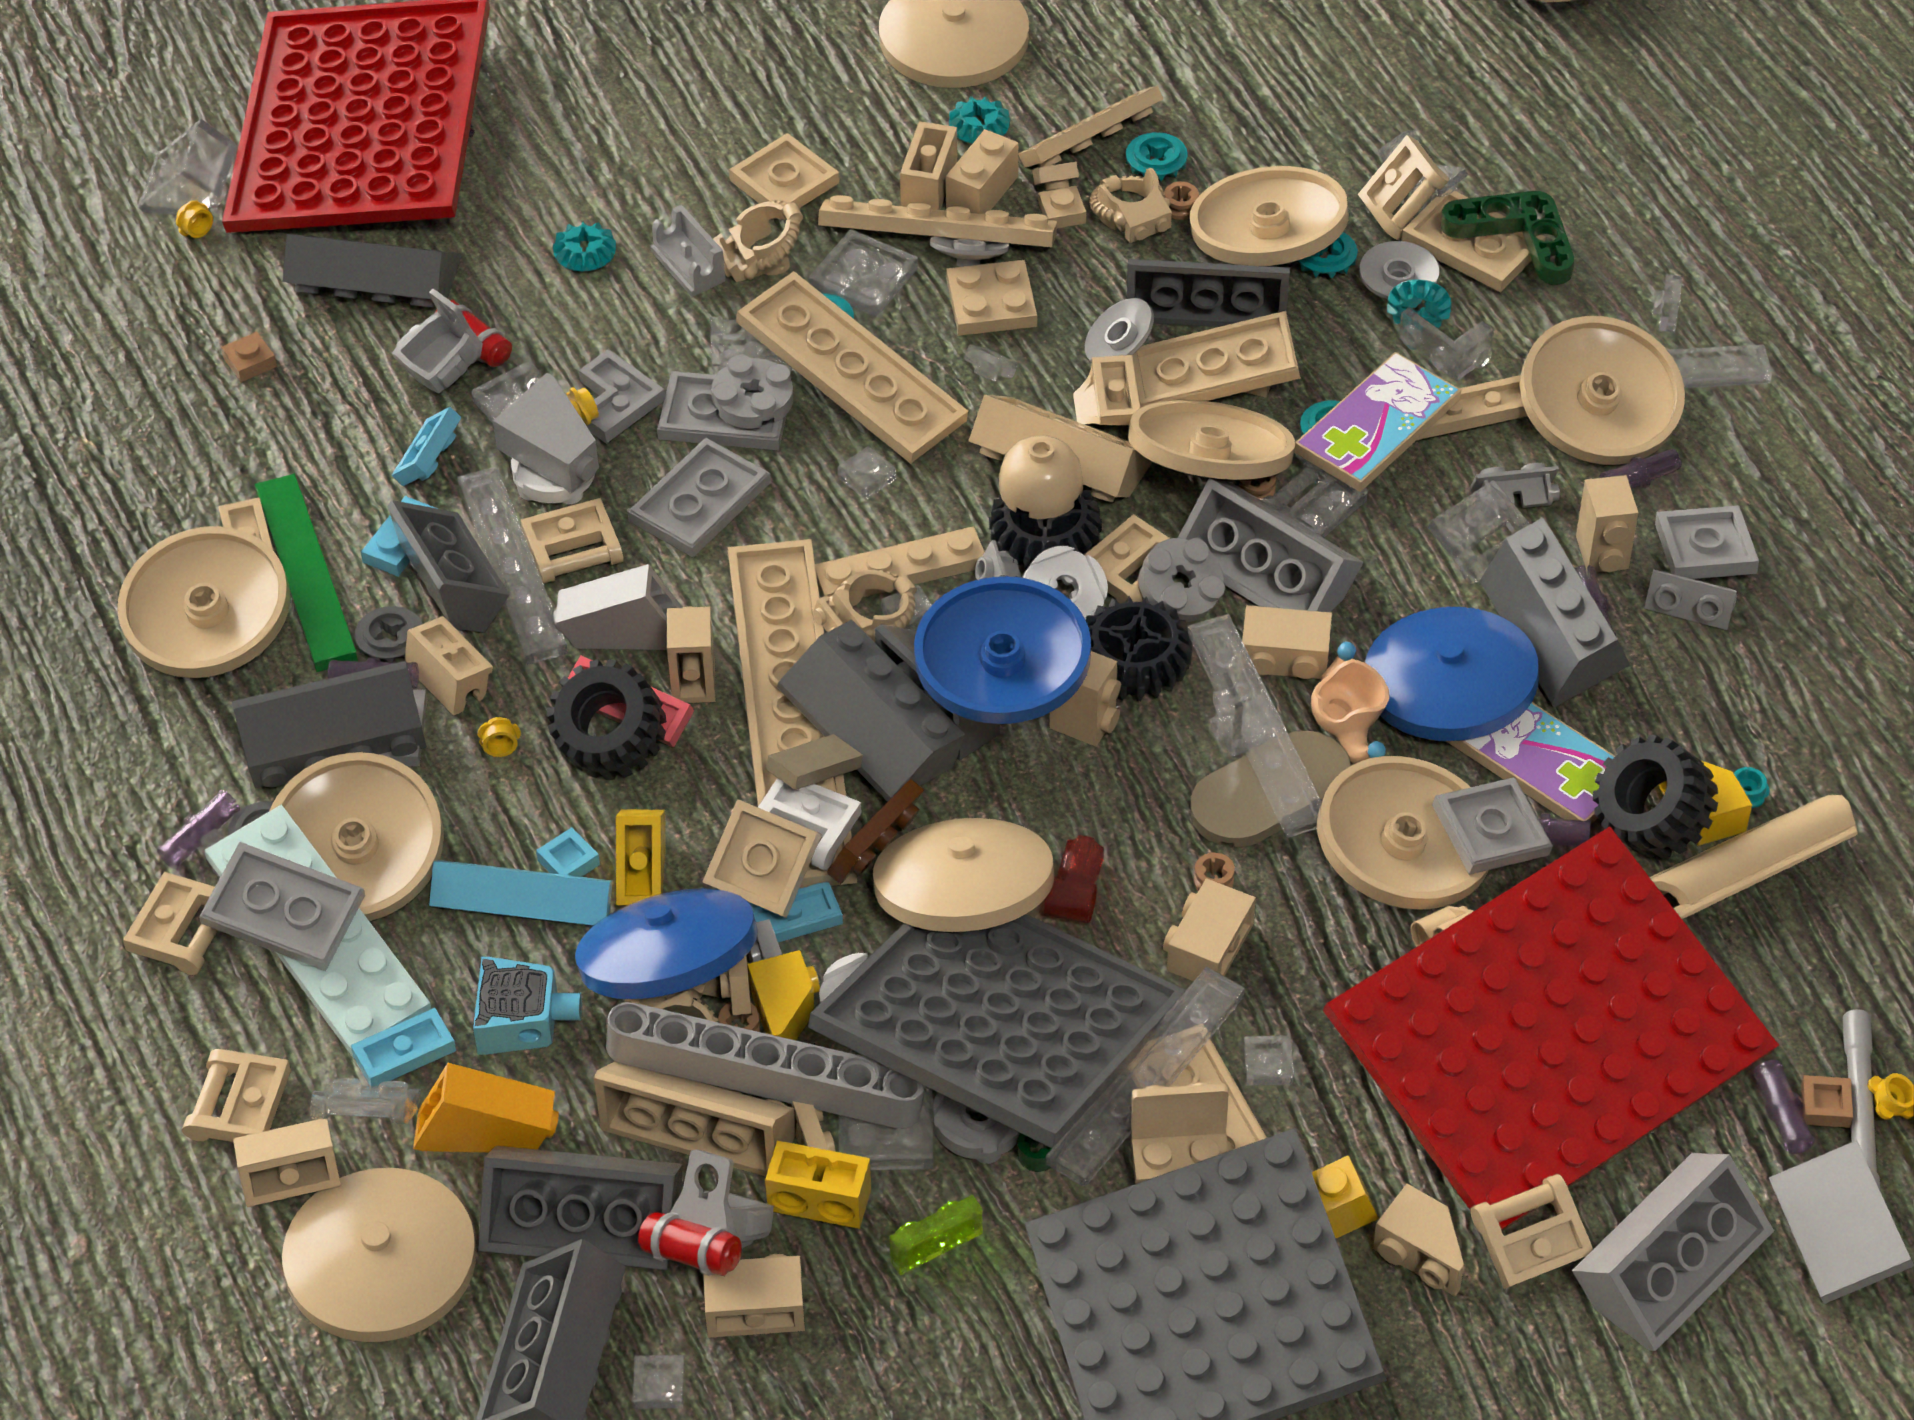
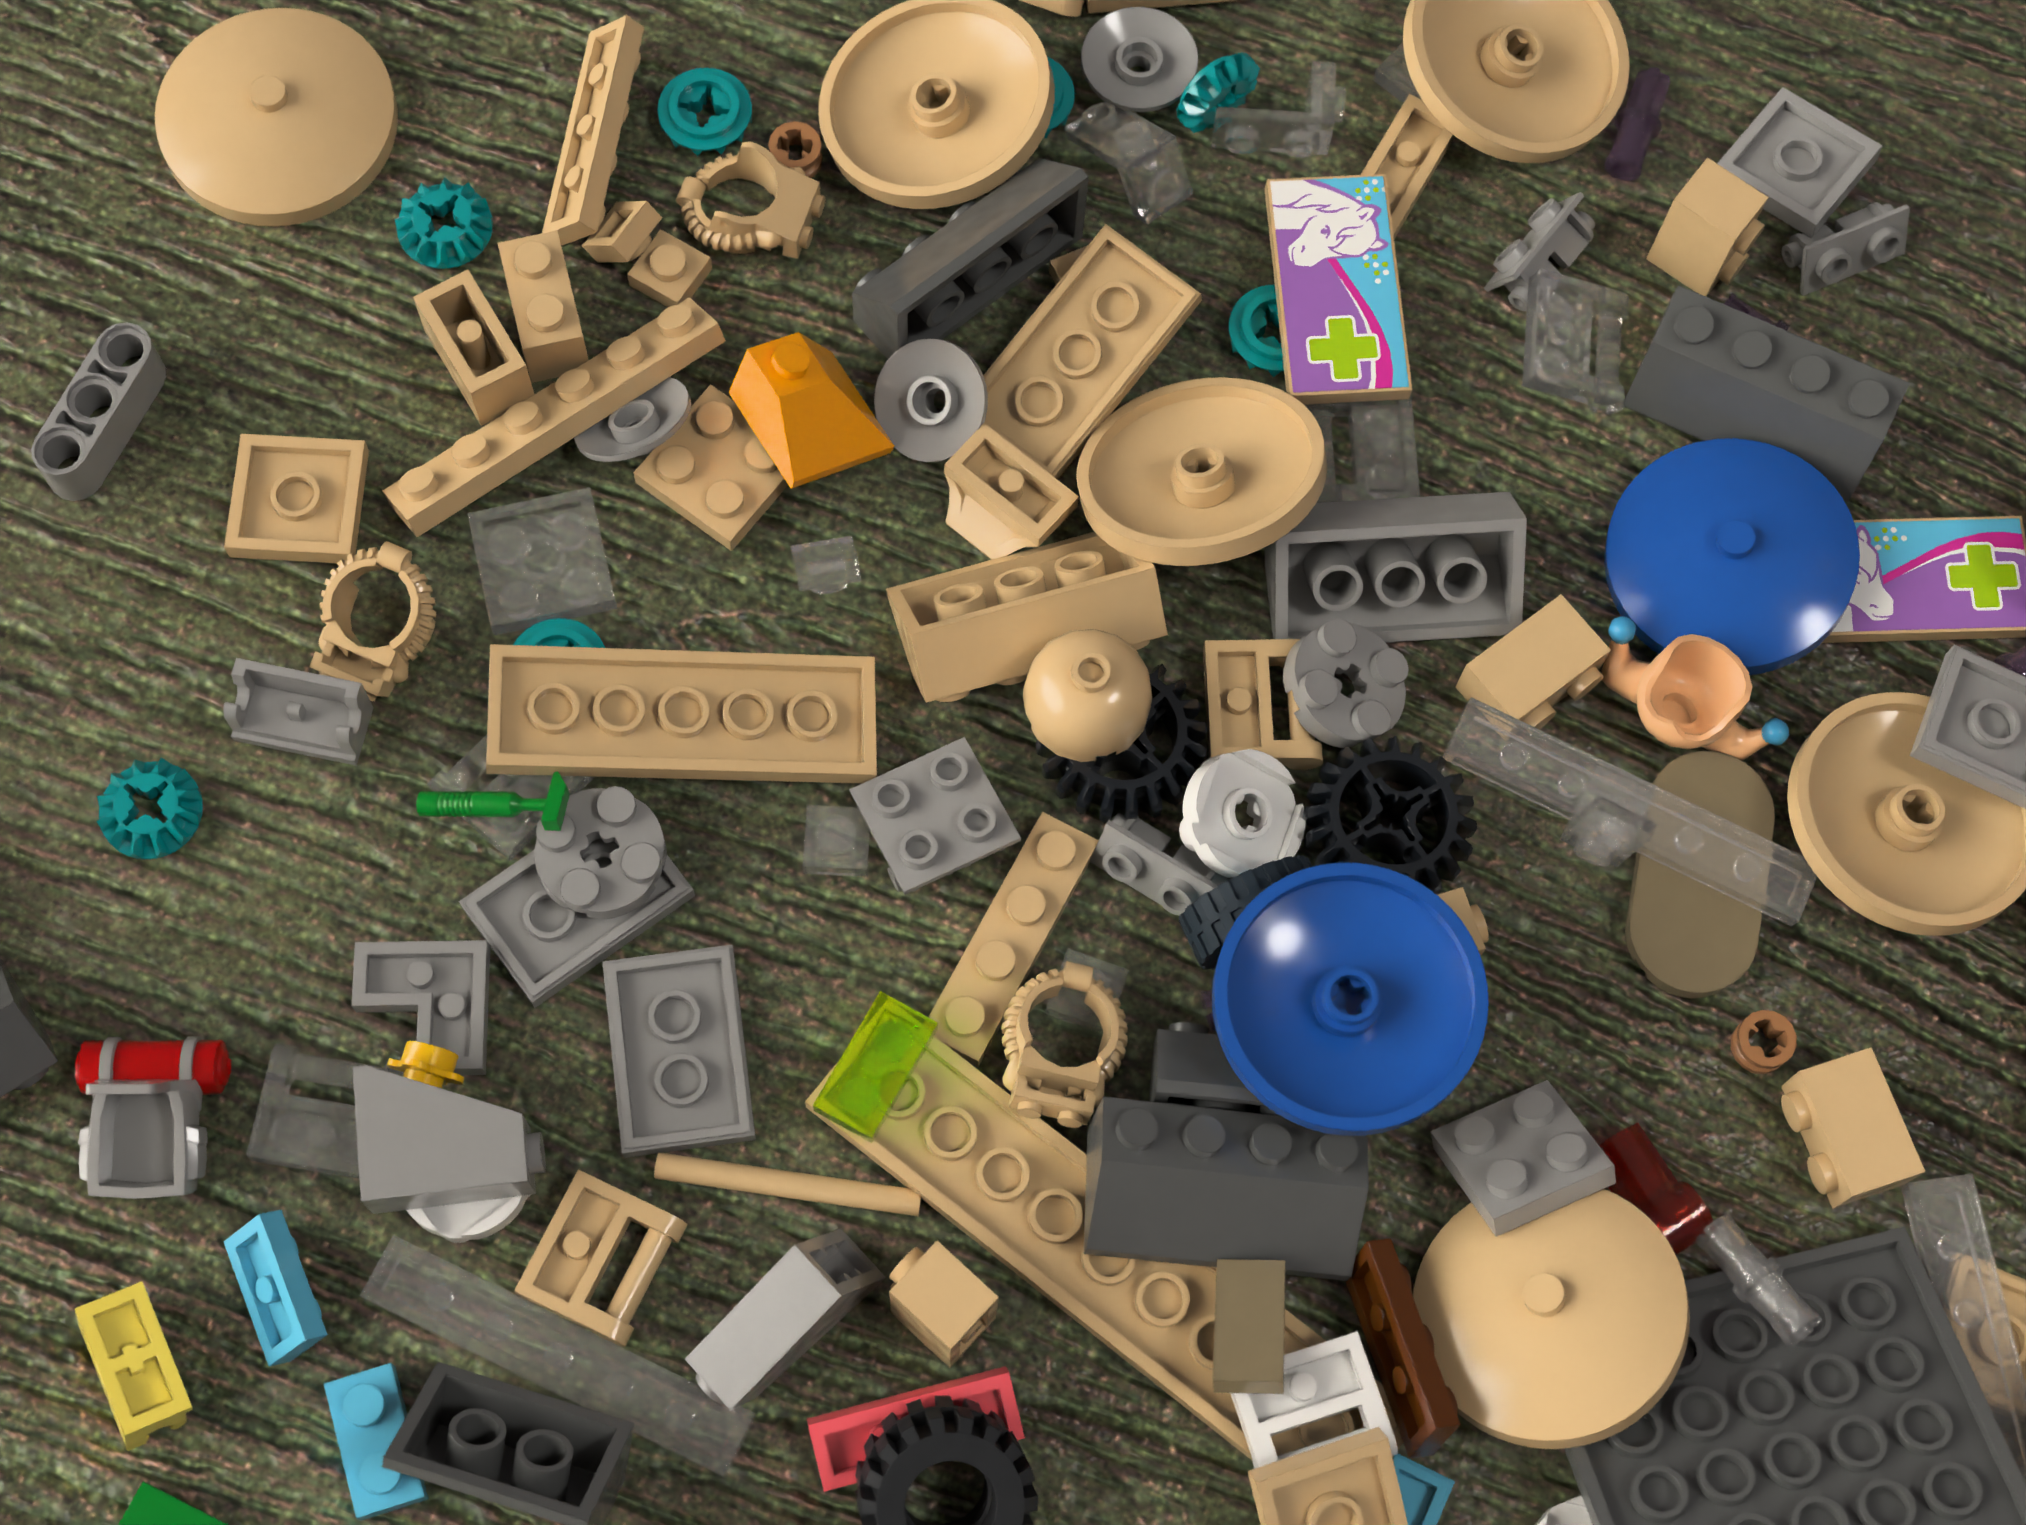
camera: 50 degrees left, 20 degrees up
(337, 425) = (133, 1364): none -> light yellow hinge
(684, 579) = (787, 1184): none -> tan bar
(728, 337) = (497, 804): none -> green piece
(737, 85) = (95, 385): none -> light grey beam
(771, 549) = (875, 1067): none -> clear neon green plate
(919, 489) = (934, 816): none -> light grey hinge
(1029, 813) = (1523, 1157): none -> light grey plate
(1056, 293) = (806, 410): none -> light orange slope
(1079, 940) = (1758, 1280): none -> clear pin
(1345, 311) = (1141, 152): none -> clear bracket

